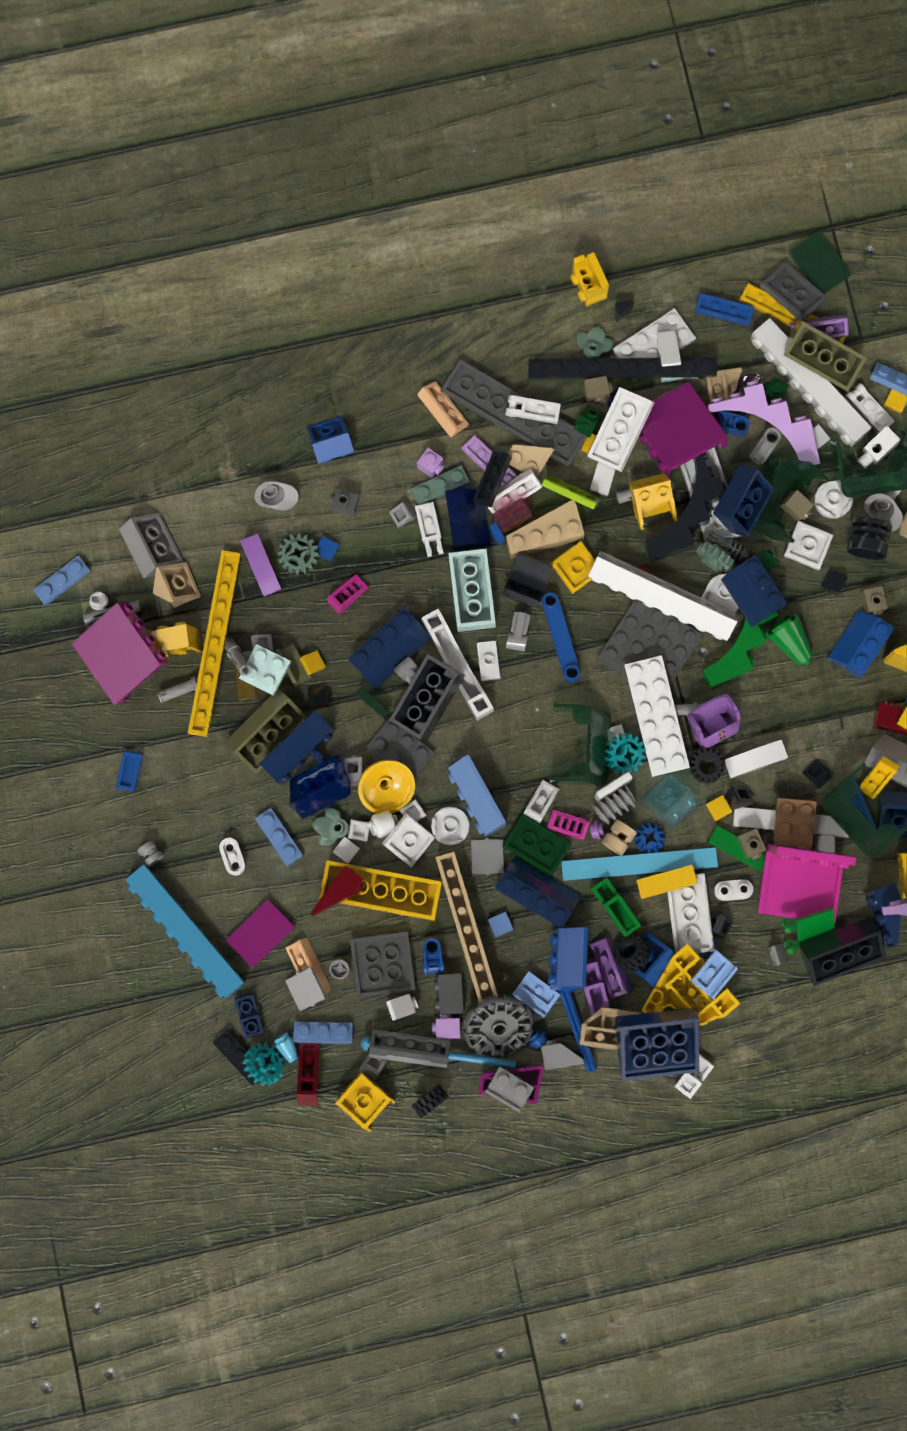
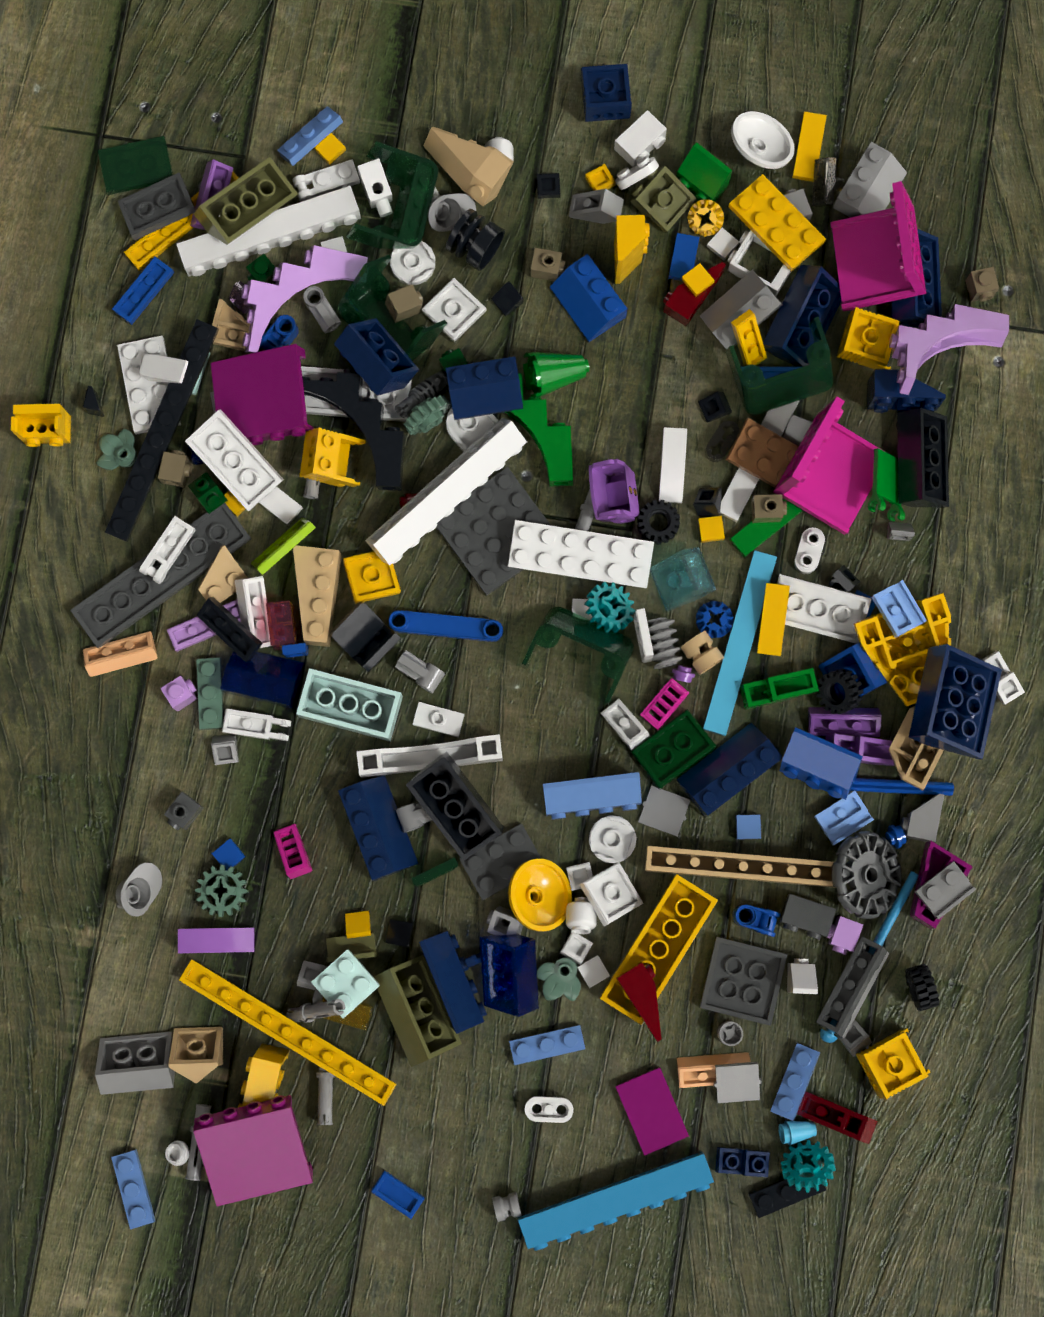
camera: 70 degrees left, 0 degrees up
(330, 439) = (100, 799): blue slope -> none

